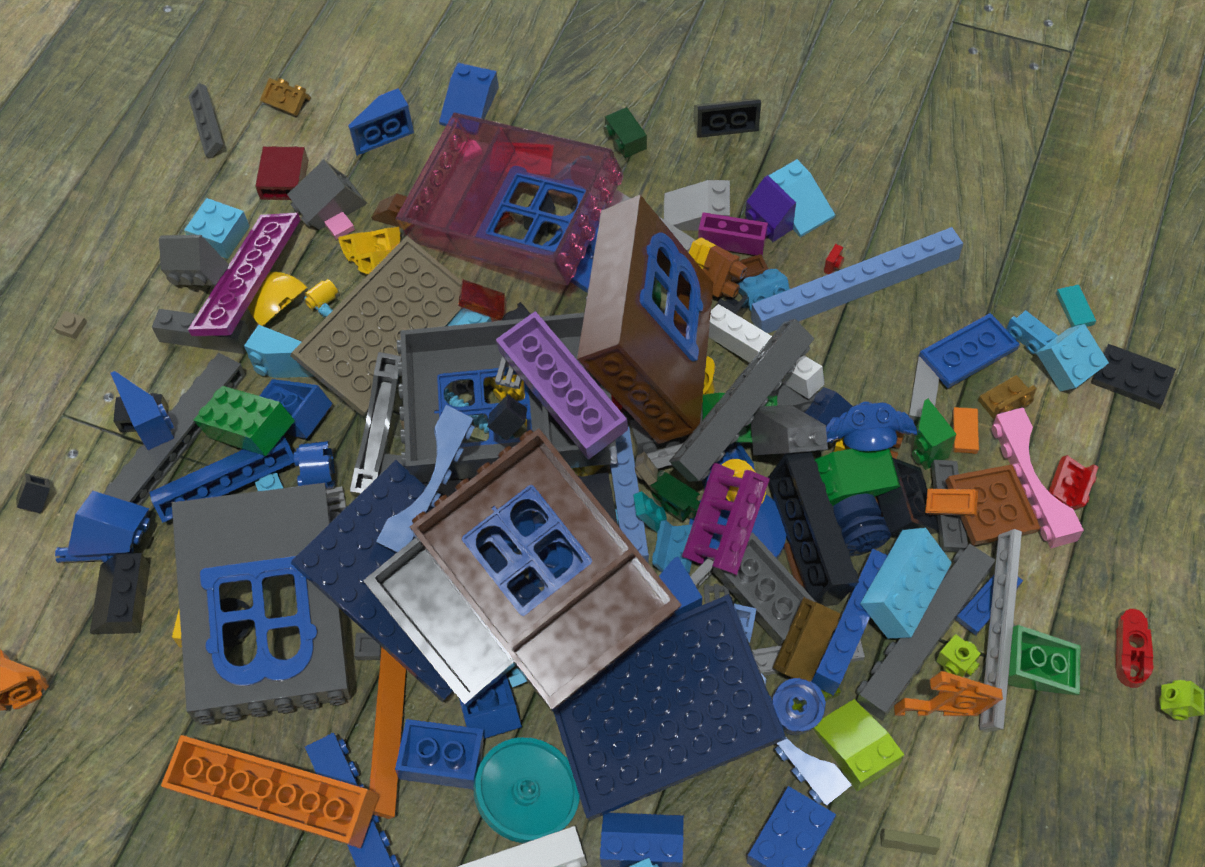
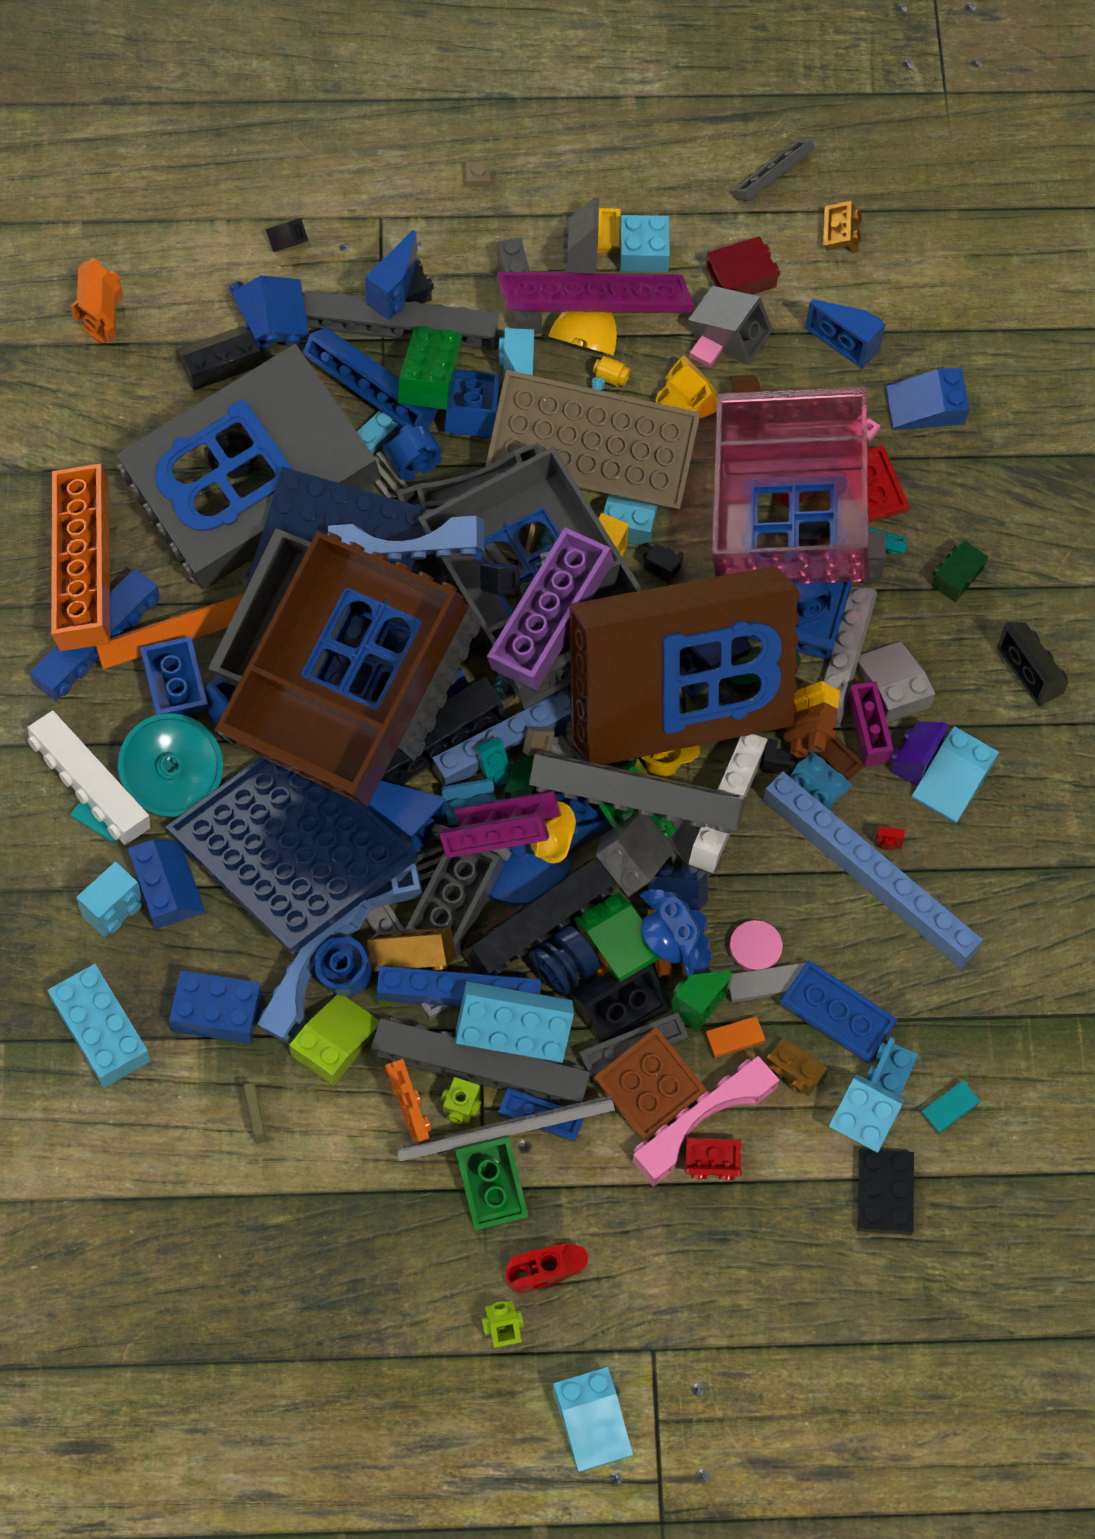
camera: 60 degrees right, 5 degrees up
(481, 299) = (667, 515): clear red tile -> none
(890, 385) = (755, 945): none -> bright pink tile
(952, 502) = (627, 1039): orange tile -> none

